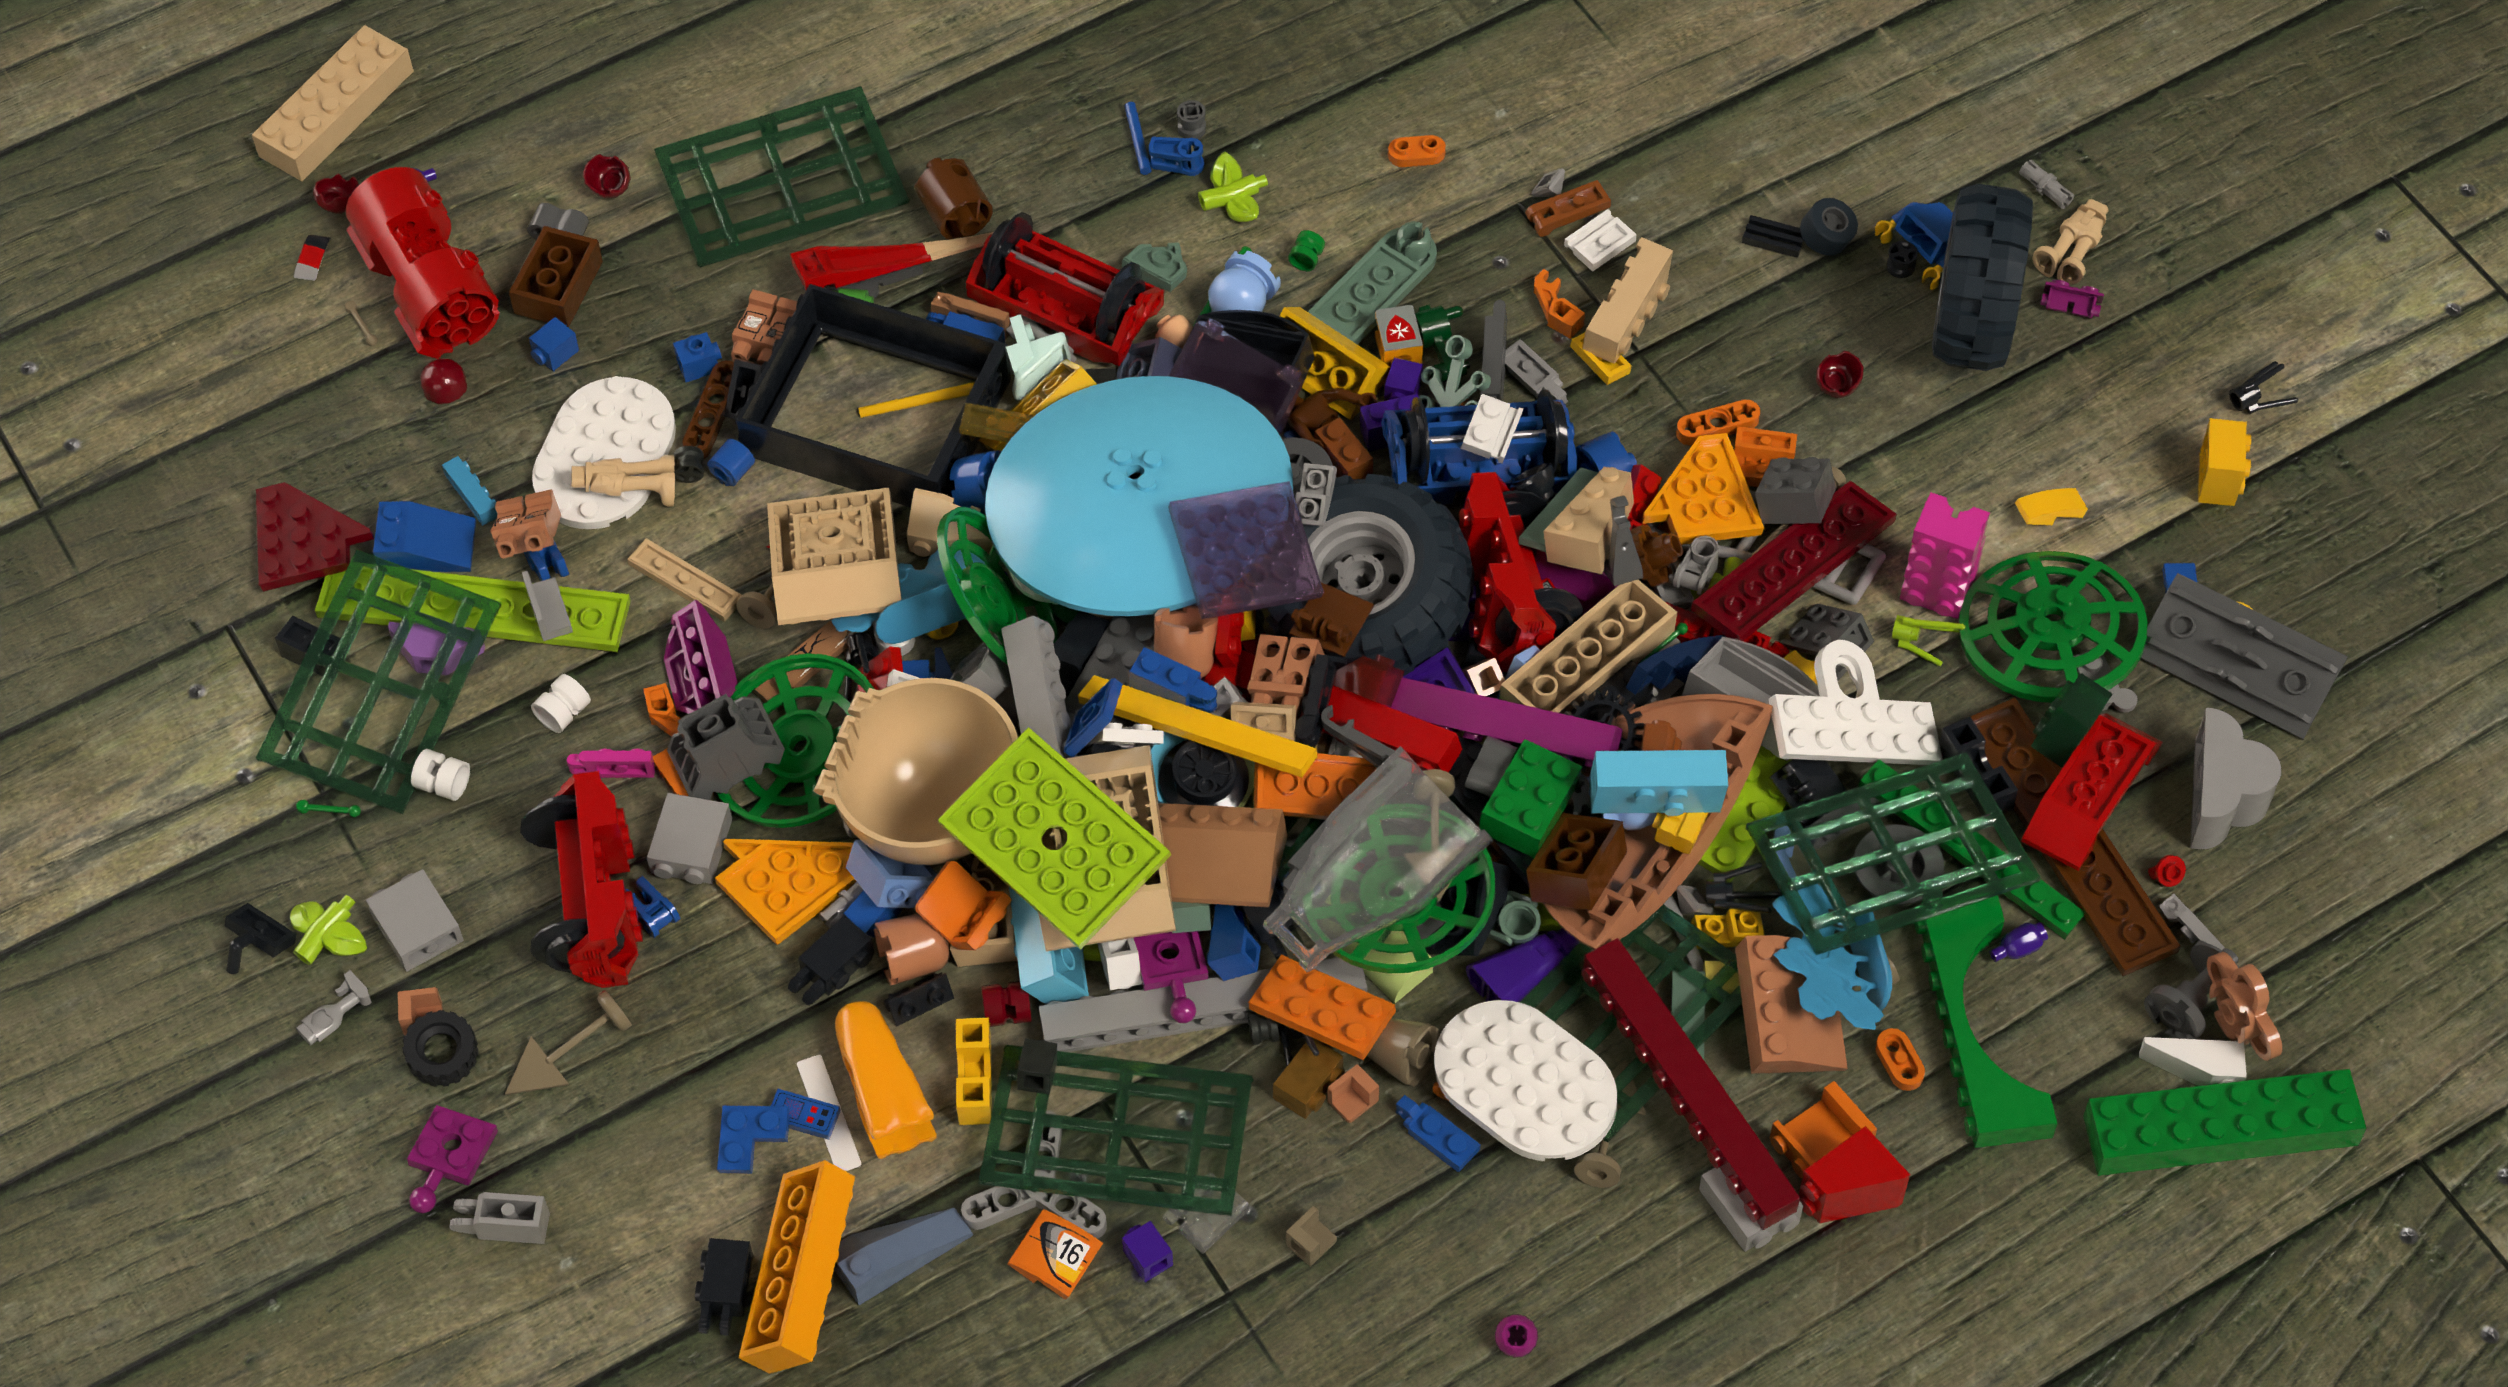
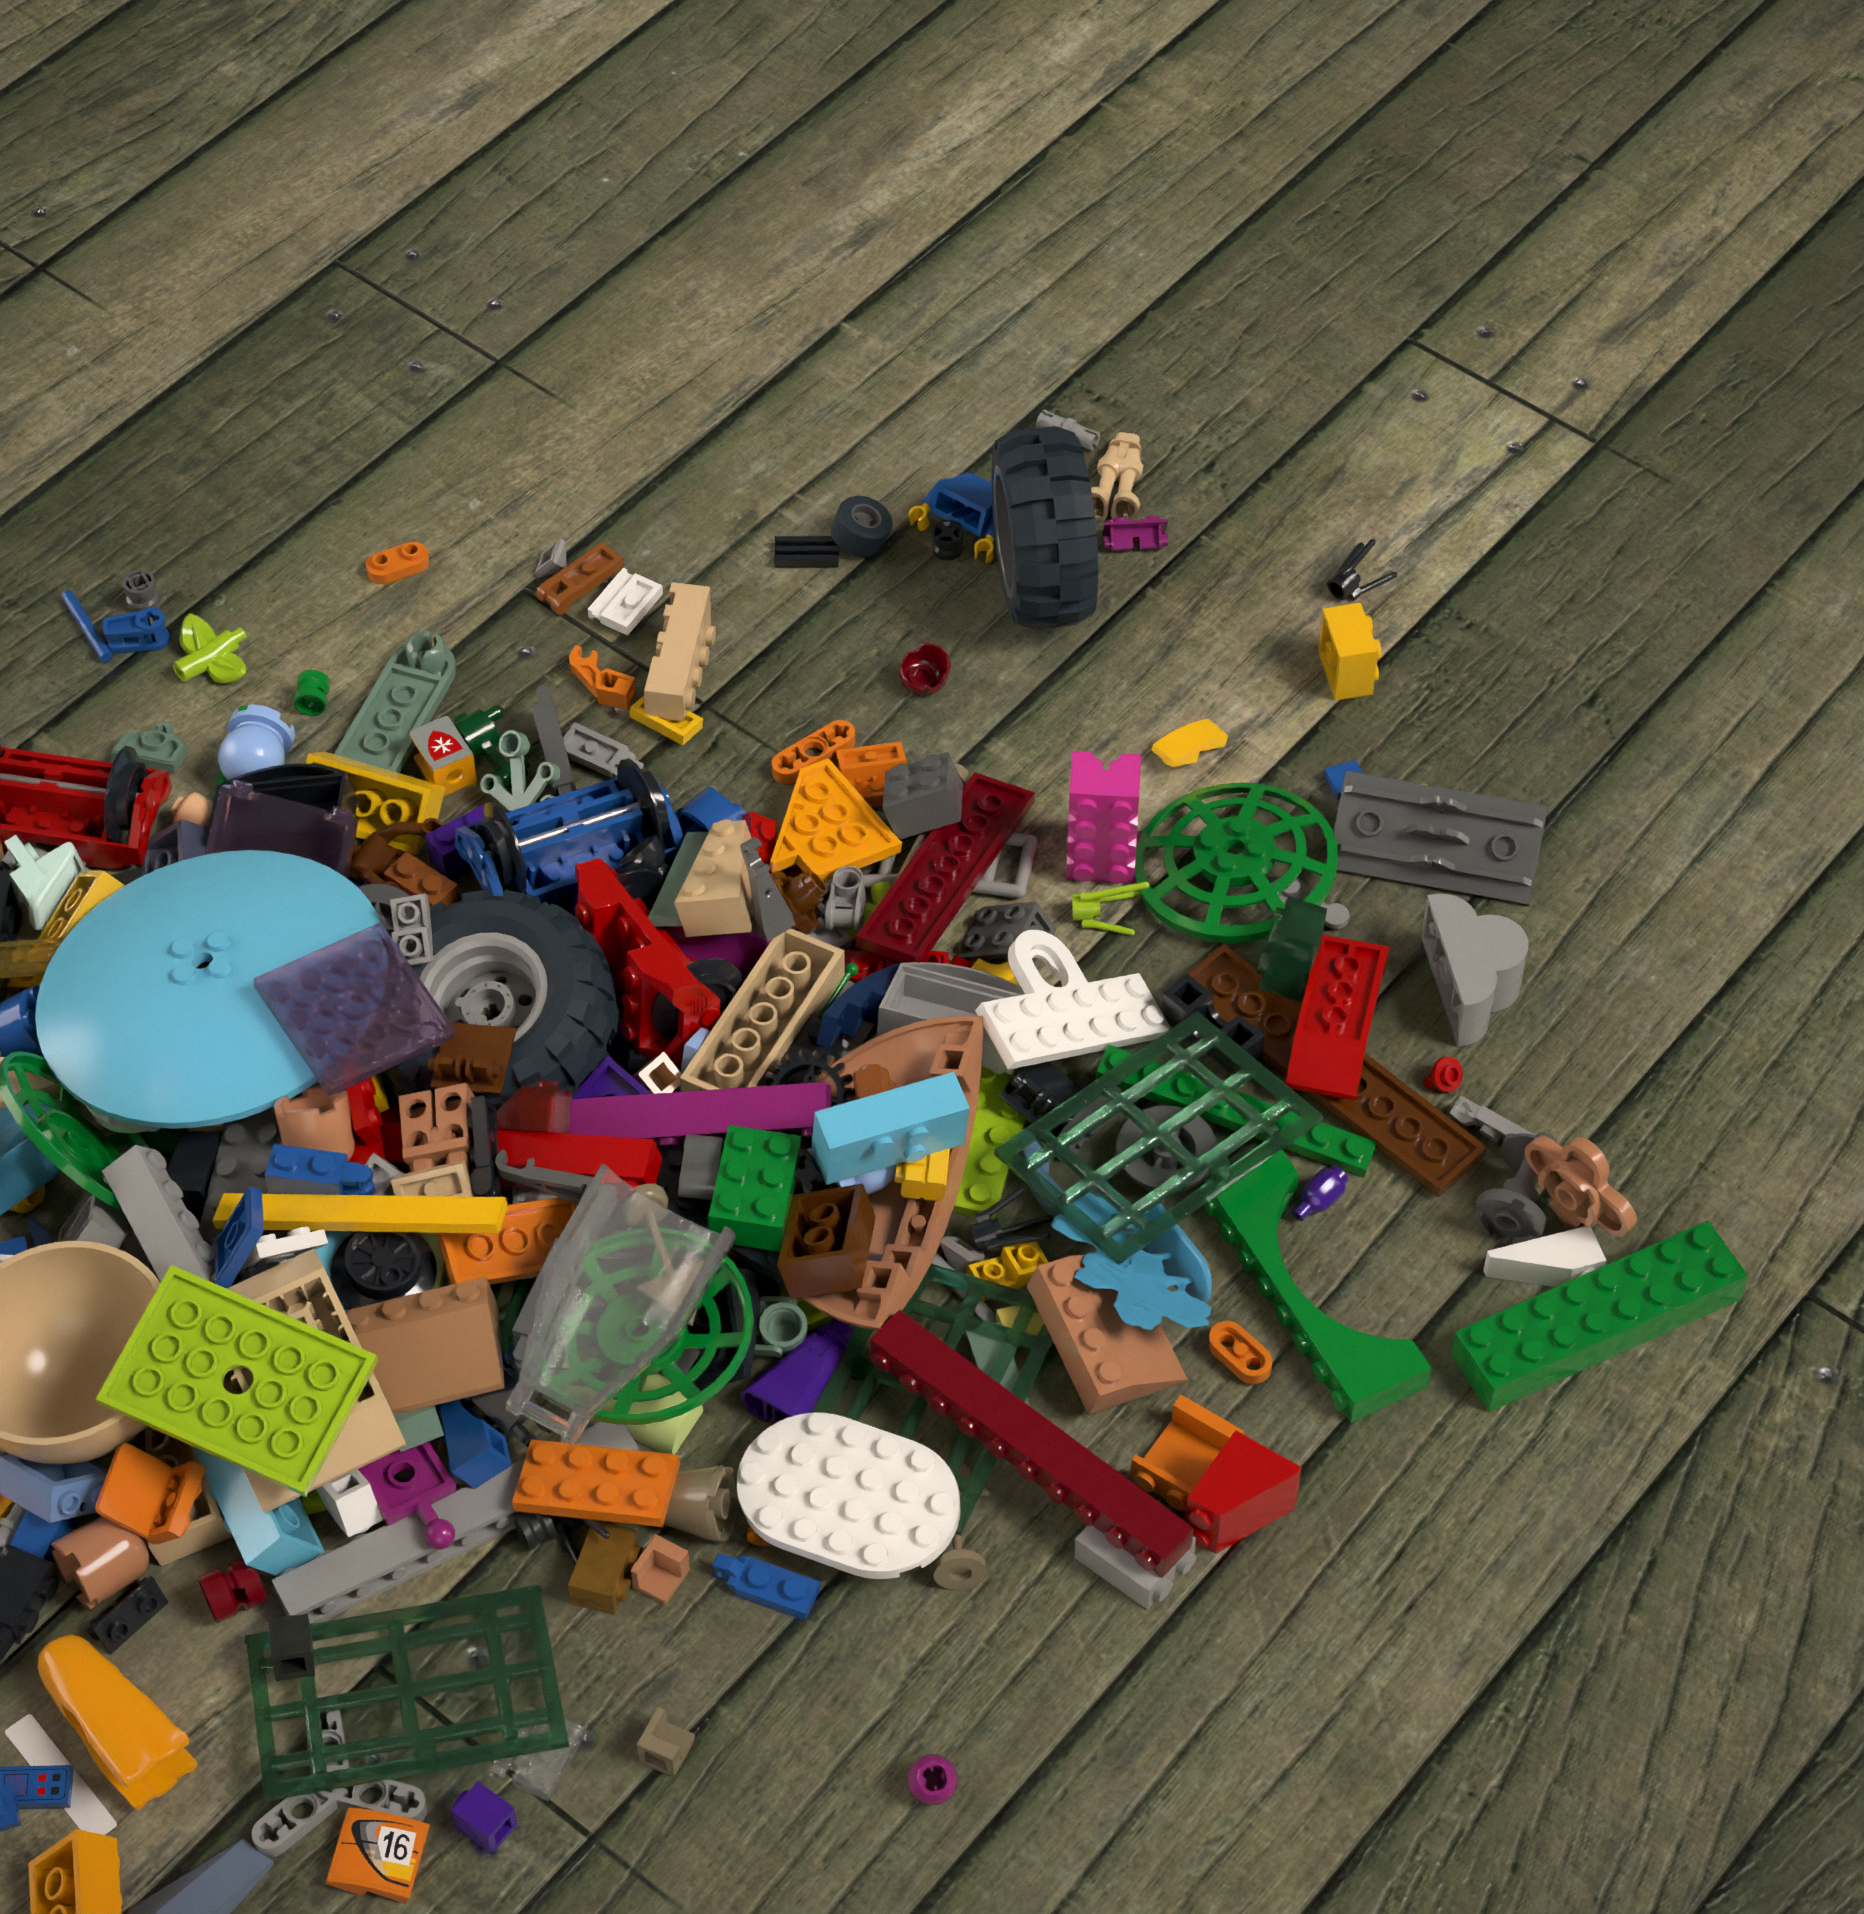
camera: 20 degrees left, 5 degrees down
(974, 1071) = (218, 1676): yellow arch -> none
(1403, 379) = (461, 795): dark purple brick -> none
(1491, 428) = (580, 814): white plate -> none

